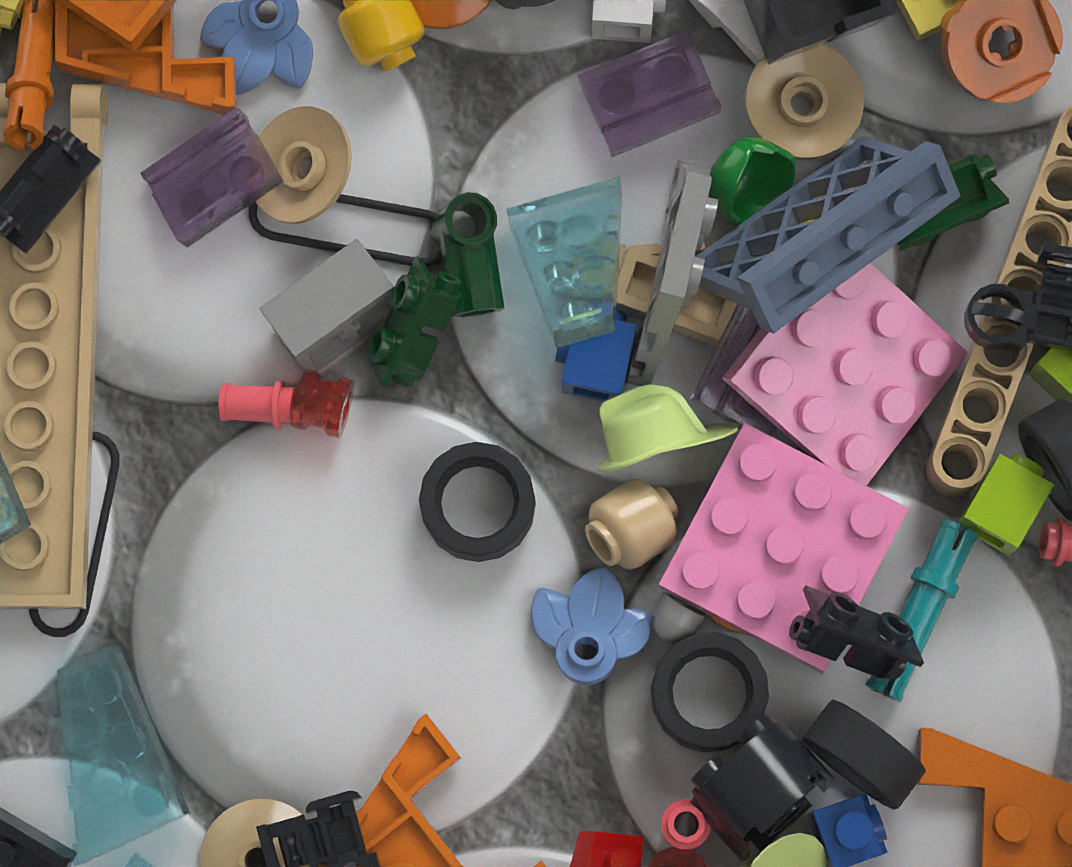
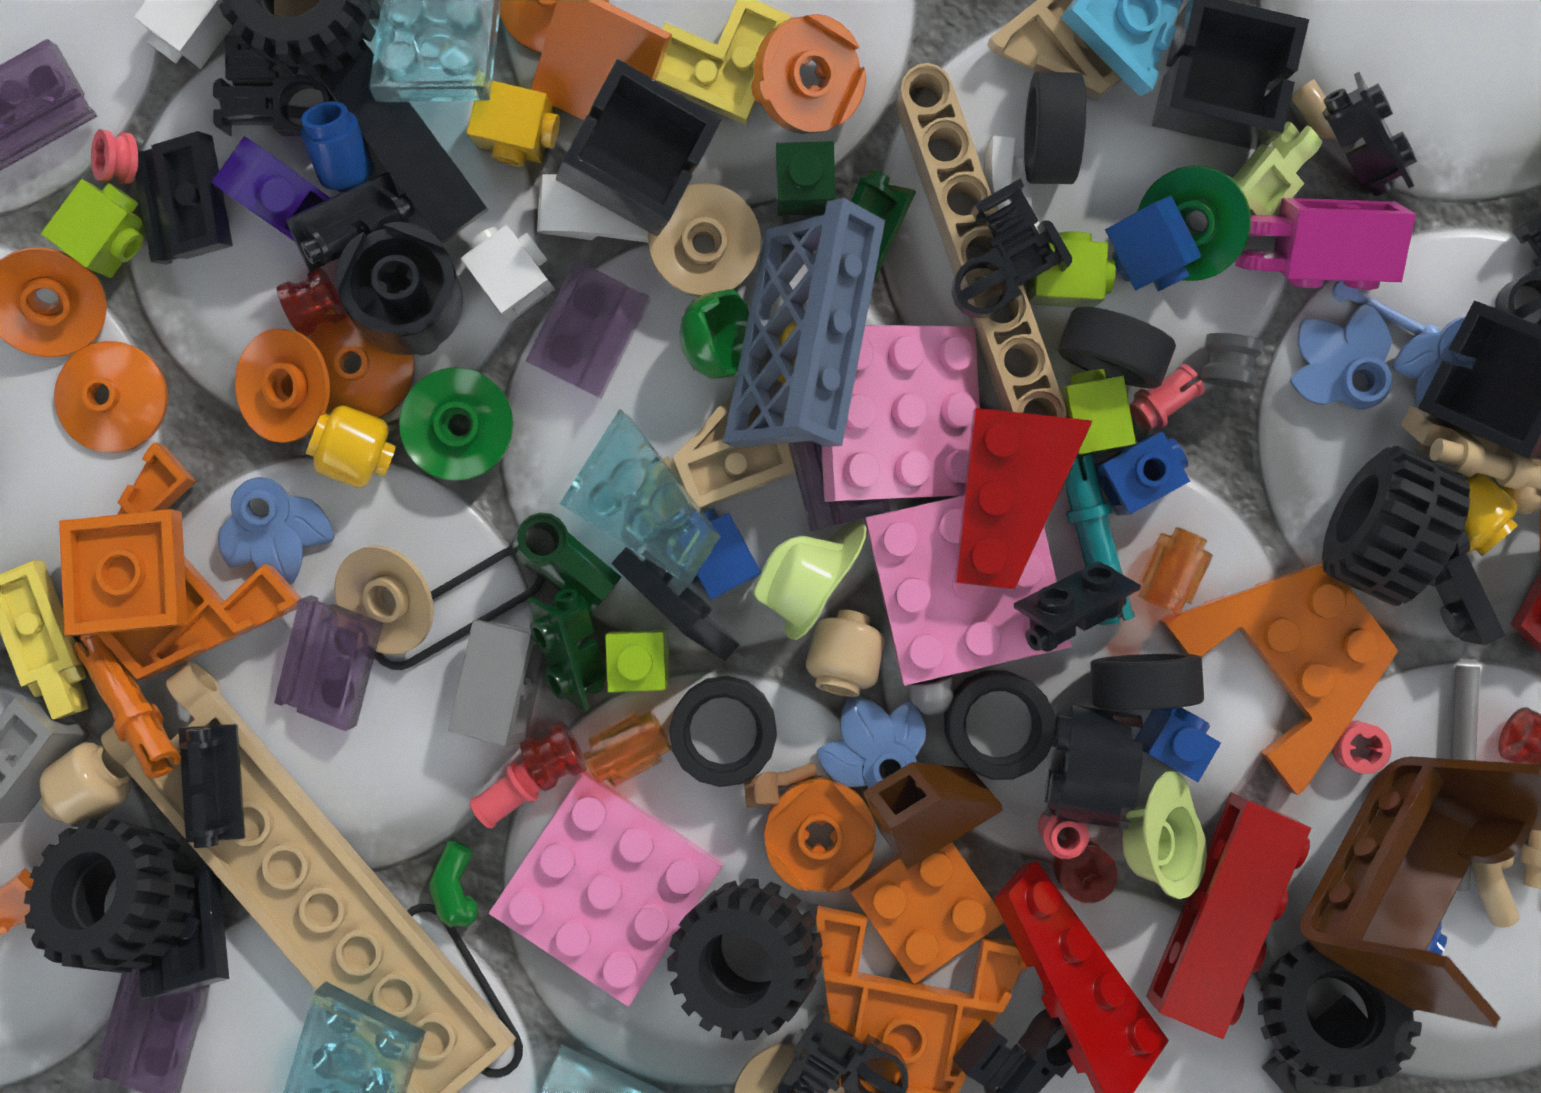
camera: 50 degrees left, 10 degrees up
(140, 439) = (446, 889): none -> green arm
(268, 550) = (606, 888): none -> bright pink plate
(298, 667) = (720, 993): none -> black tyre
(387, 448) = (627, 748): none -> clear orange brick
(455, 632) = (820, 867): none -> orange plate
(459, 383) = (637, 660): none -> lime brick
(471, 572) = (763, 788): none -> medium nougat hand
(474, 51) = (428, 420): none -> green dish
(519, 794) = (927, 910): none -> orange plate
(533, 369) = (683, 608): none -> black wing
(591, 704) = (928, 808): none -> reddish brown slope
(677, 269) = (731, 458): light grey wing -> none
(880, 494) = (1010, 489): none -> red wing
(927, 113) = (804, 177): none -> dark green brick
(966, 691) = (1174, 570): none -> clear orange brick
(1007, 586) = (1142, 473): none -> blue brick

